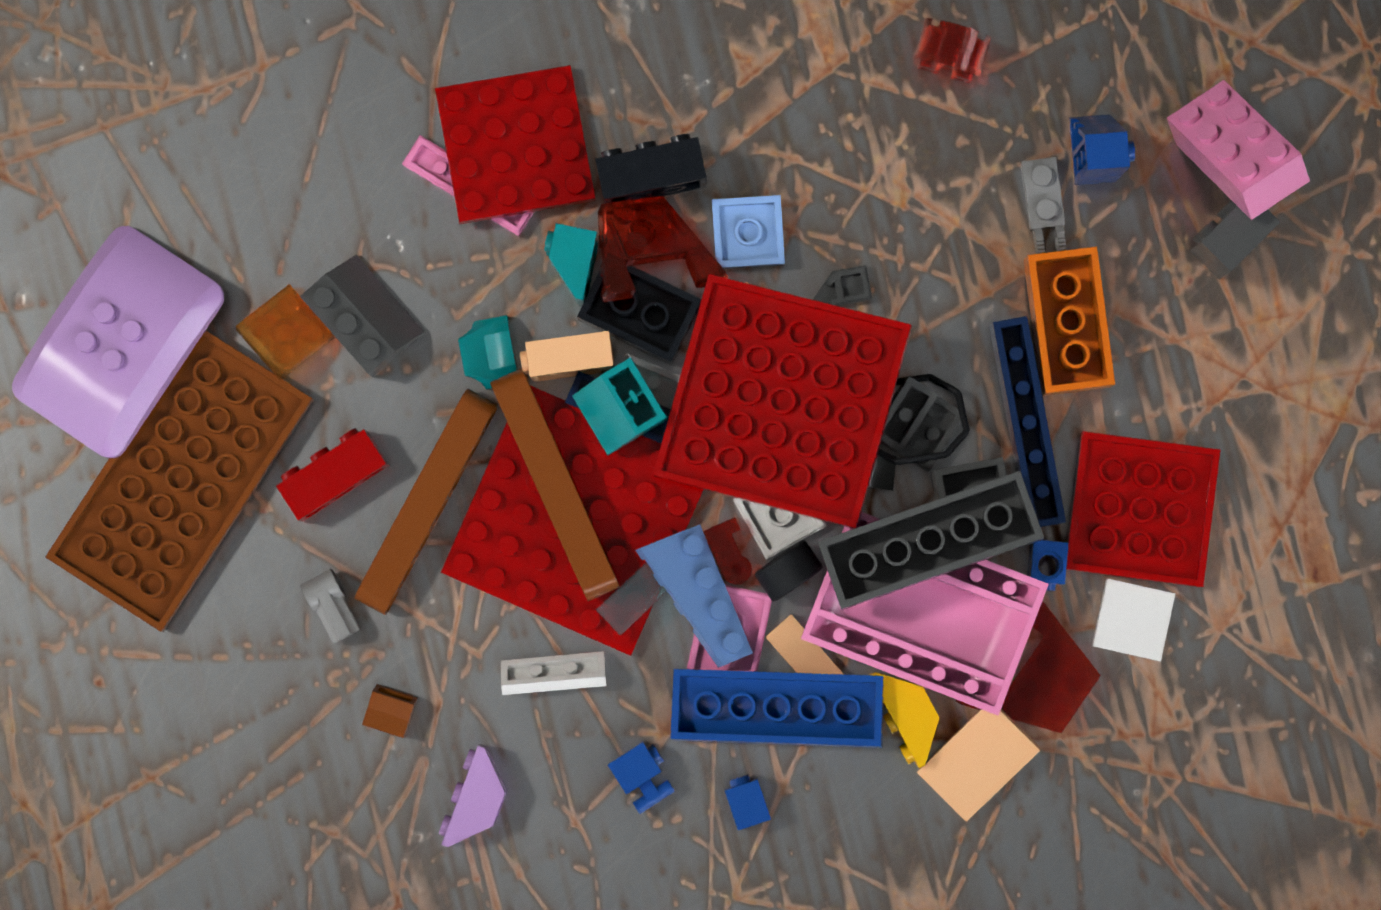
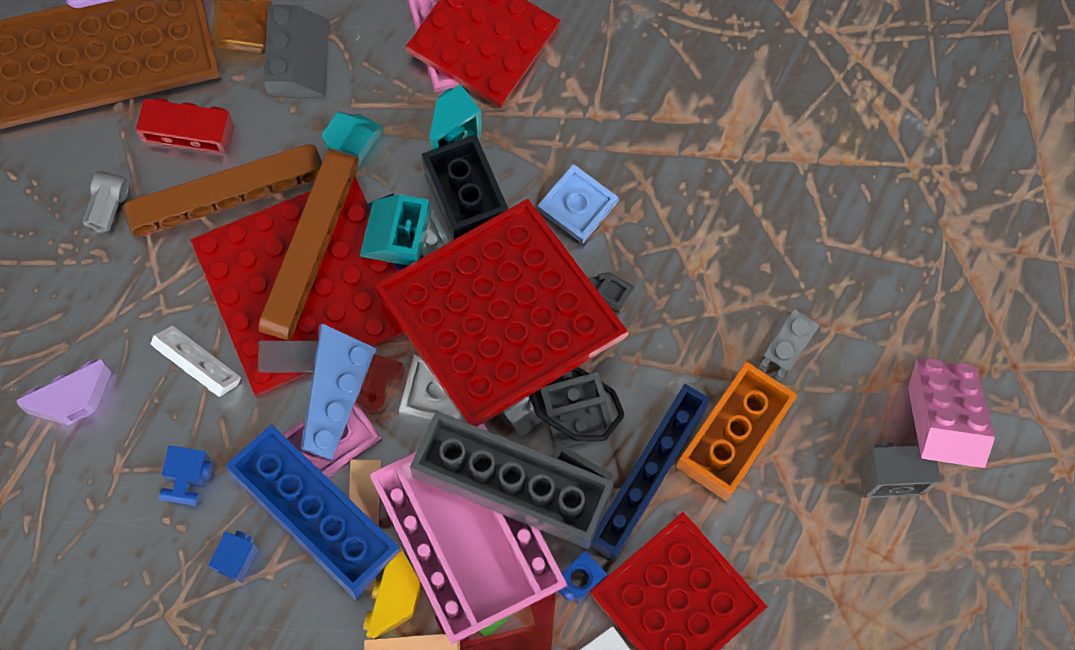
camera: 30 degrees right, 15 degrees down
(390, 711) = (74, 294): dark orange piece -> none
(567, 355) = (391, 171): light nougat window -> none
(644, 234) = (510, 145): clear red wing -> none
(652, 170) = (549, 113): black brick -> none
(788, 570) = (402, 426): black tyre -> none
(951, 49) = (808, 200): clear red brick -> none
(1099, 149) = (851, 342): blue wedge -> none

